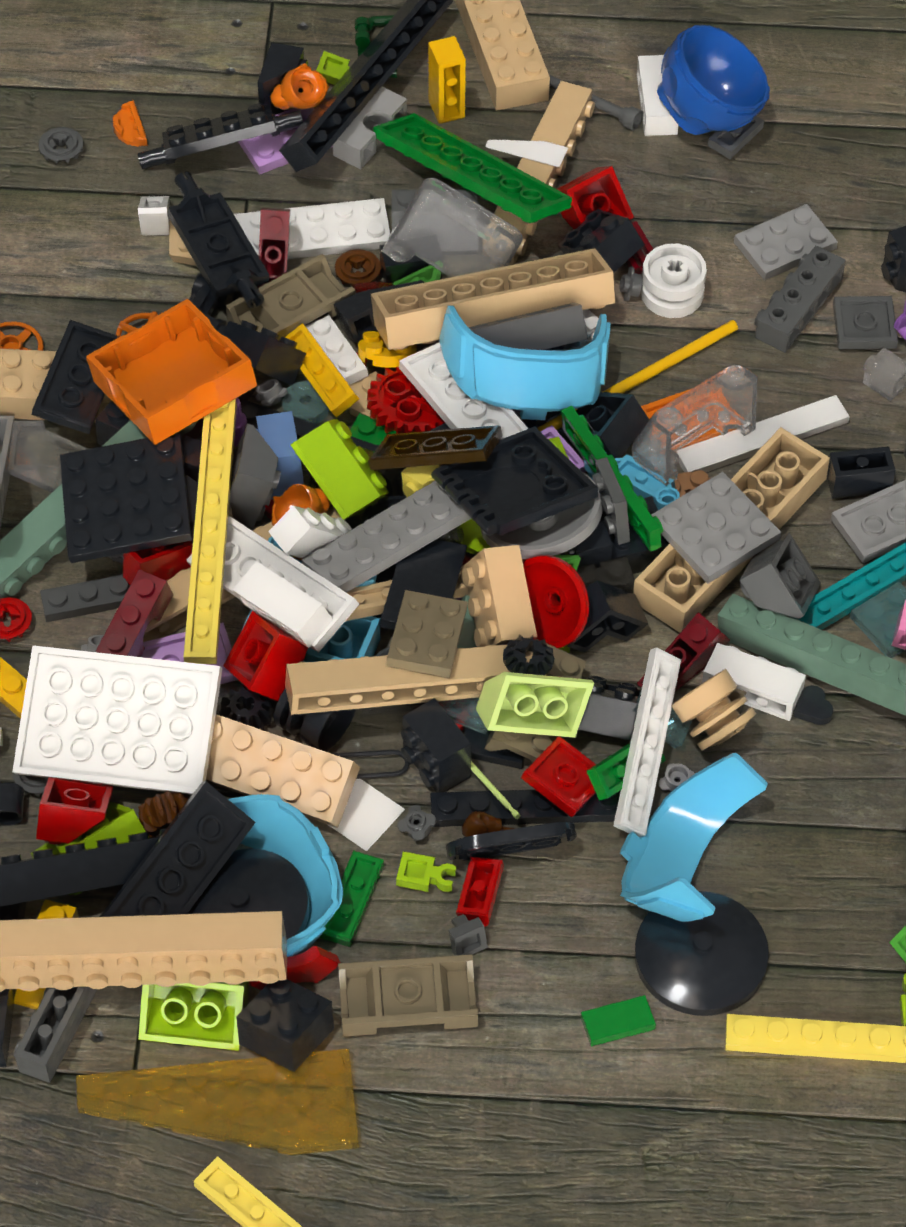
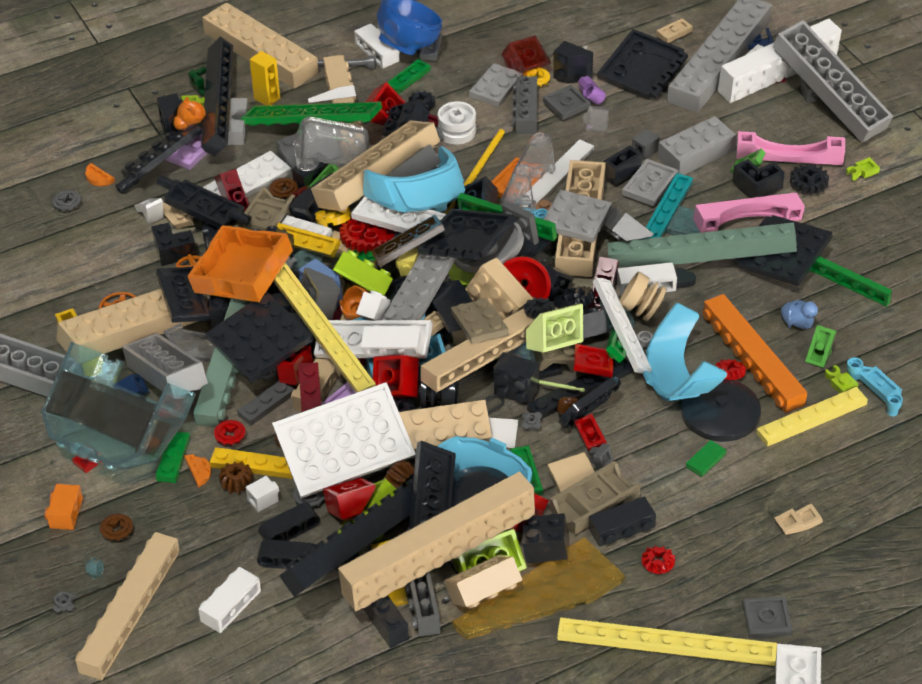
camera: 30 degrees left, 10 degrees down
(138, 286) = (172, 246): none -> black brick
(148, 1041) = (483, 581): none -> brick
(406, 935) = (570, 471): none -> tan slope
(415, 1154) = (658, 566): none -> red gear
(417, 1055) = (622, 521): none -> black brick
(420, 871) = (554, 442): lime plate -> none
(618, 660) = (573, 296): none -> black gear
(667, 222) = (429, 99): none -> black gear
(668, 167) = (409, 76): none -> green tile
(673, 1198) = (798, 521): none -> tan slope
(762, 905) = (736, 369): none -> red gear
(817, 890) = (754, 353): none -> orange brick
(853, 248) = (543, 76): none -> yellow gear
(858, 215) = (525, 55): none -> clear red slope

